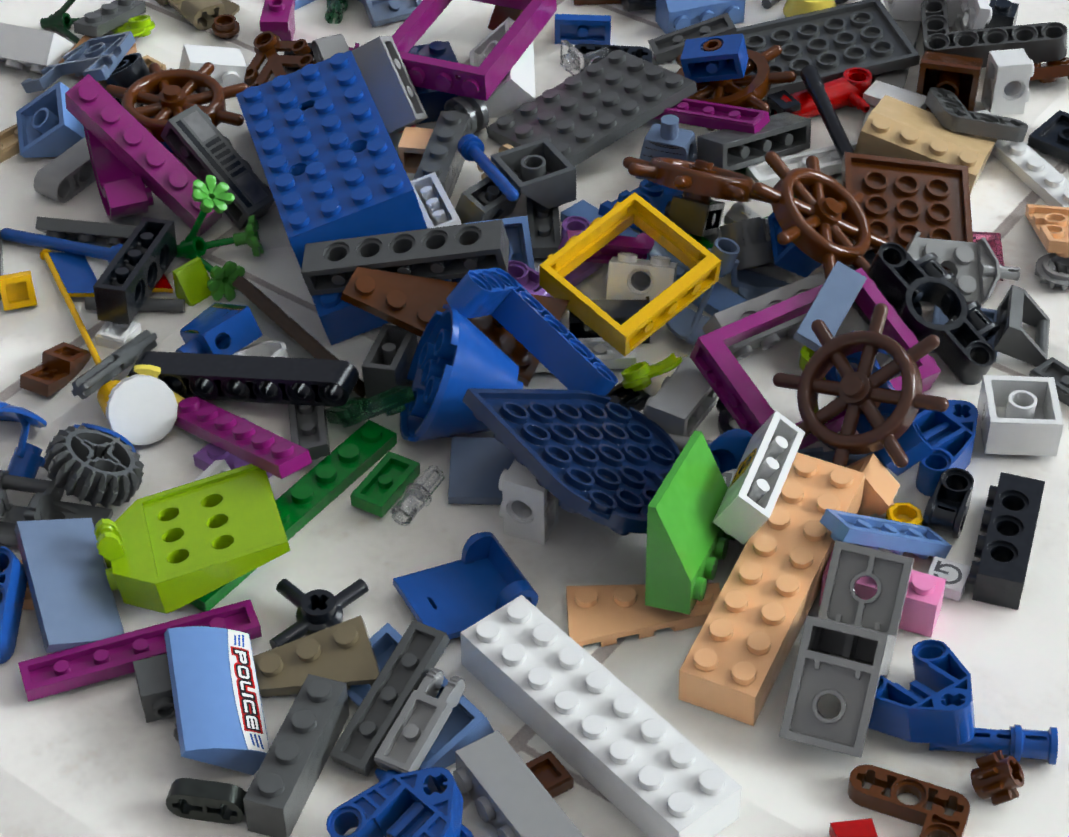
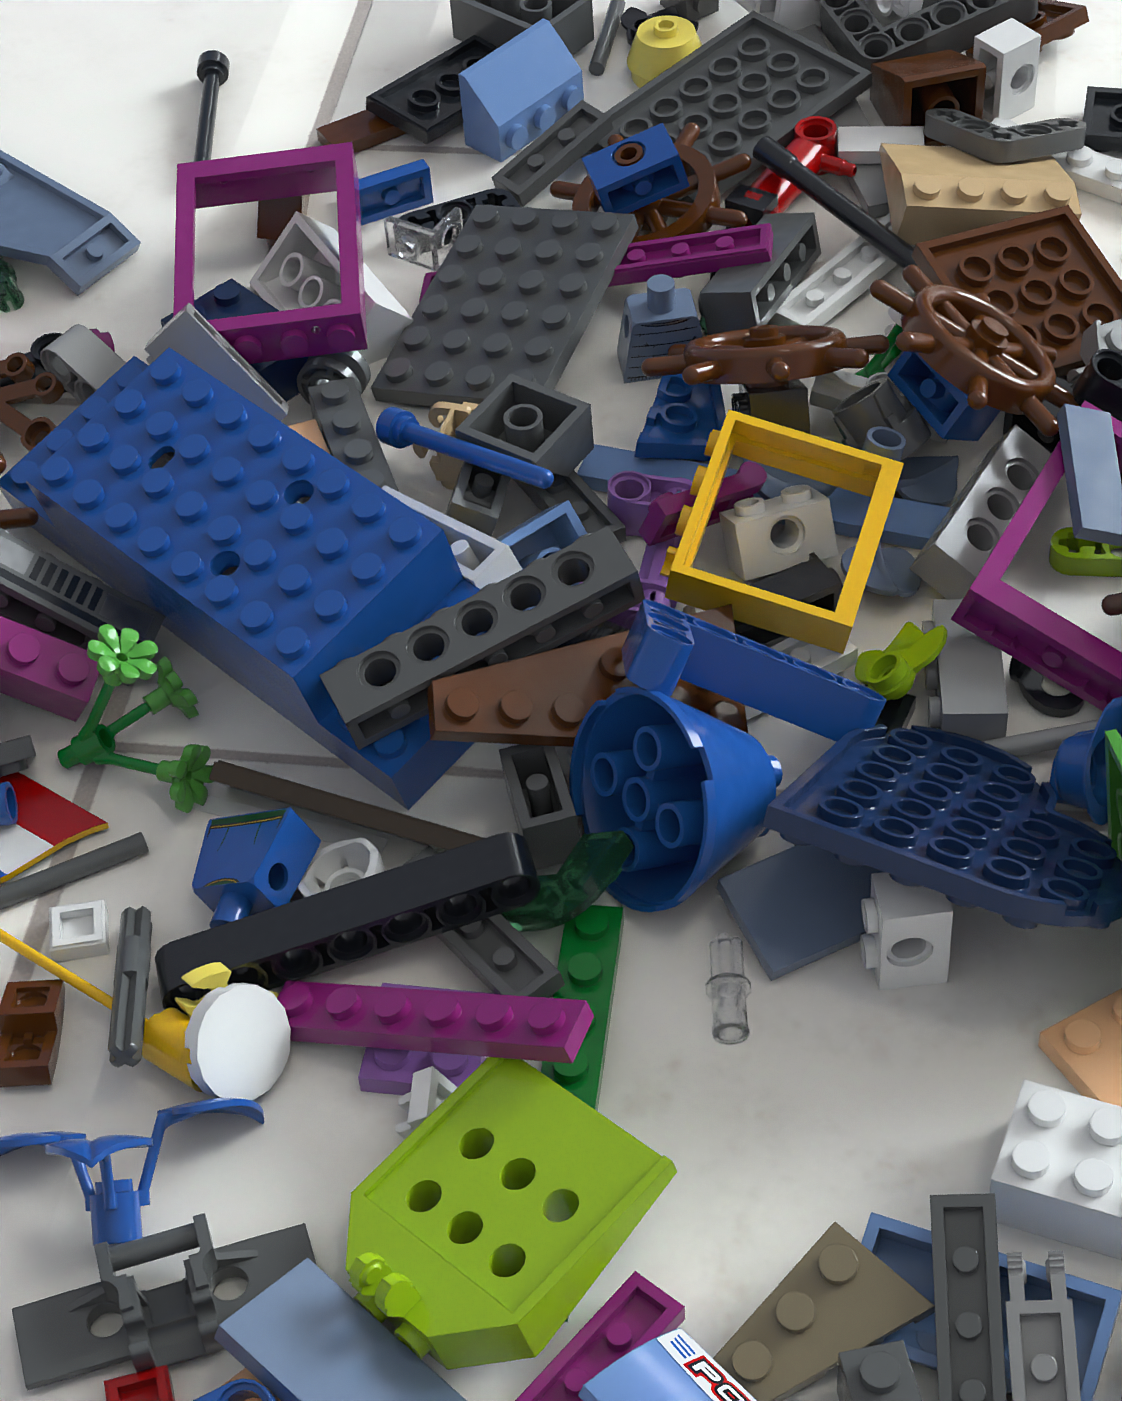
camera: 25 degrees left, 5 degrees up
(93, 466) = (241, 1170): dark grey gear -> none
(135, 270) = (52, 821): black brick -> none
(191, 282) = (135, 800): lime slope -> none
(316, 609) = (746, 1244): black bar -> none
(385, 484) = (671, 993): green plate -> none
(467, 589) = (916, 1104): blue door -> none

